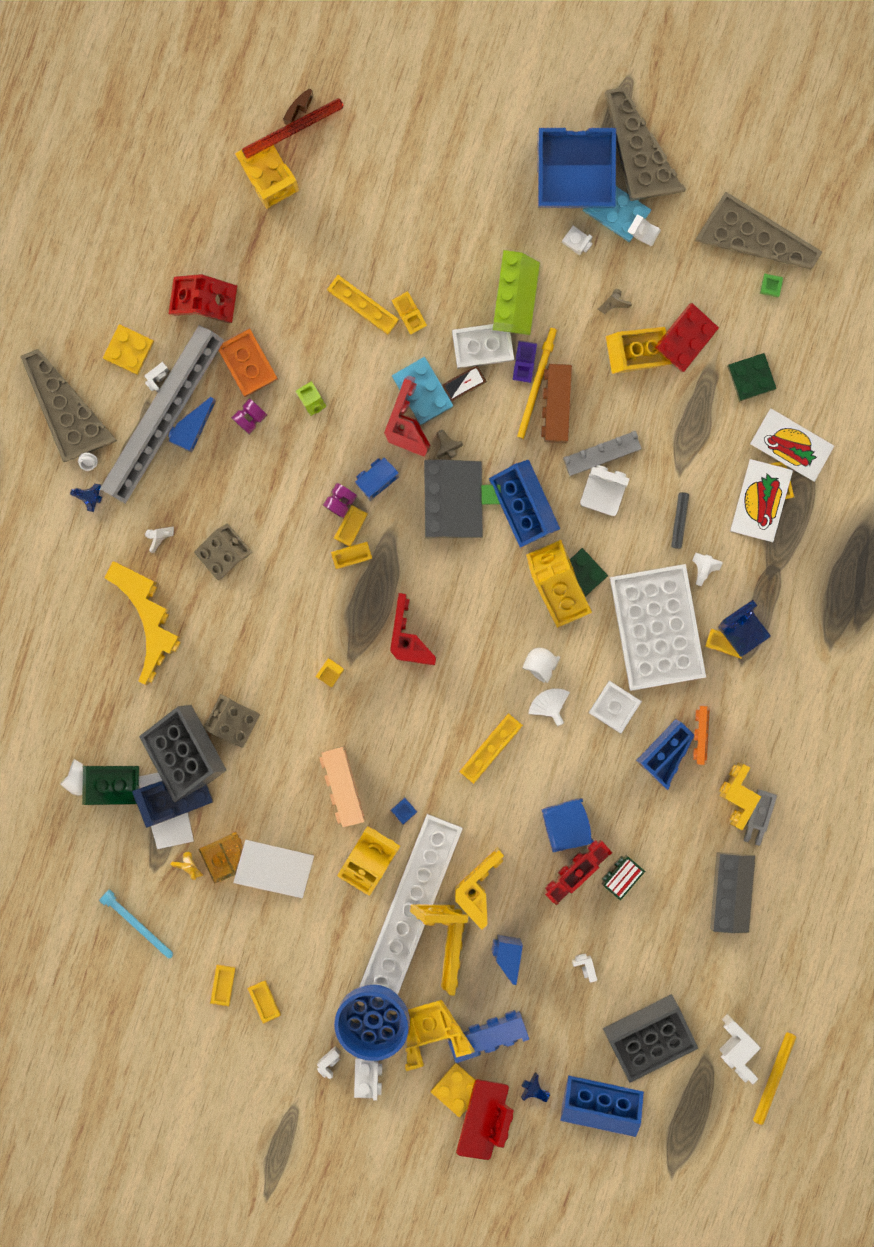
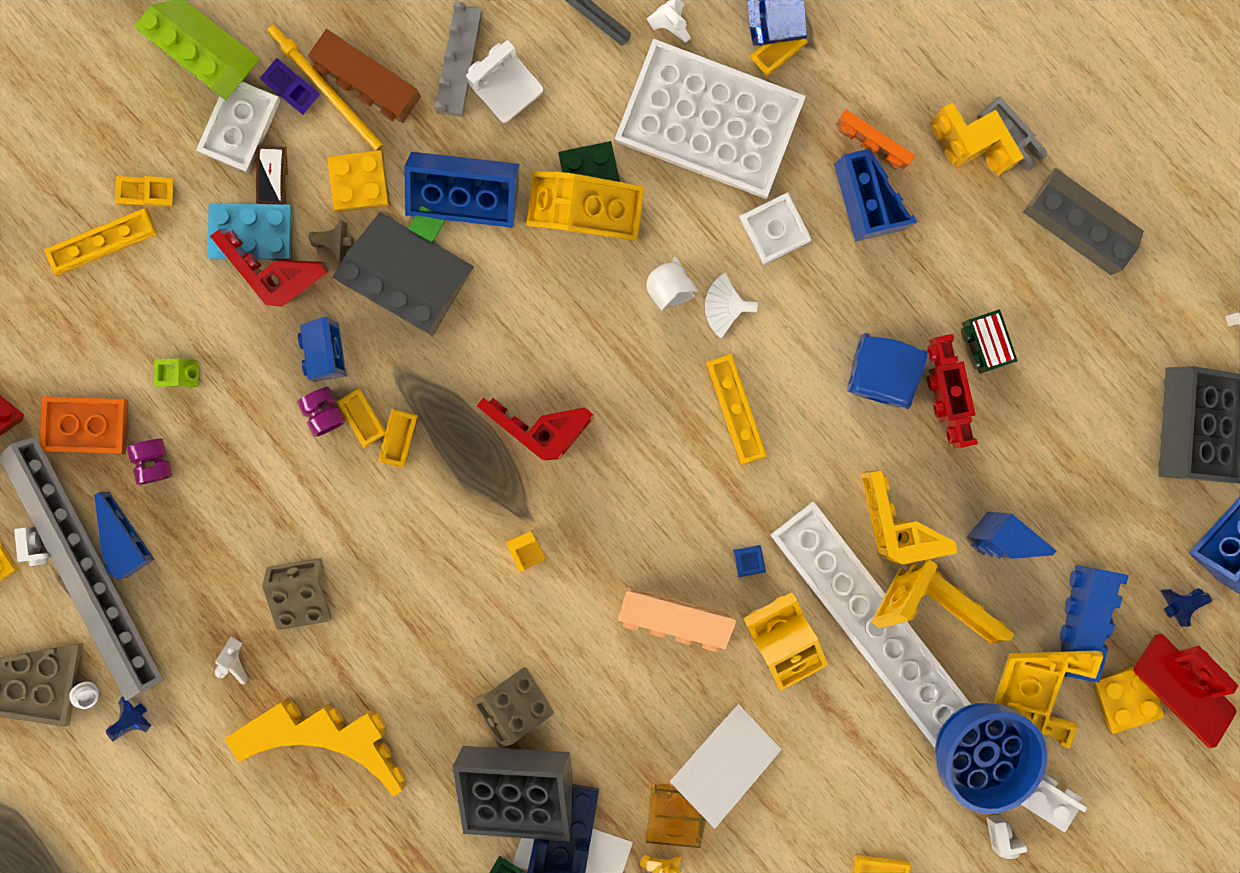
camera: 60 degrees left, 0 degrees up
(492, 437) = (358, 181): none -> yellow plate
(588, 969) = (1076, 450): white bracket -> none

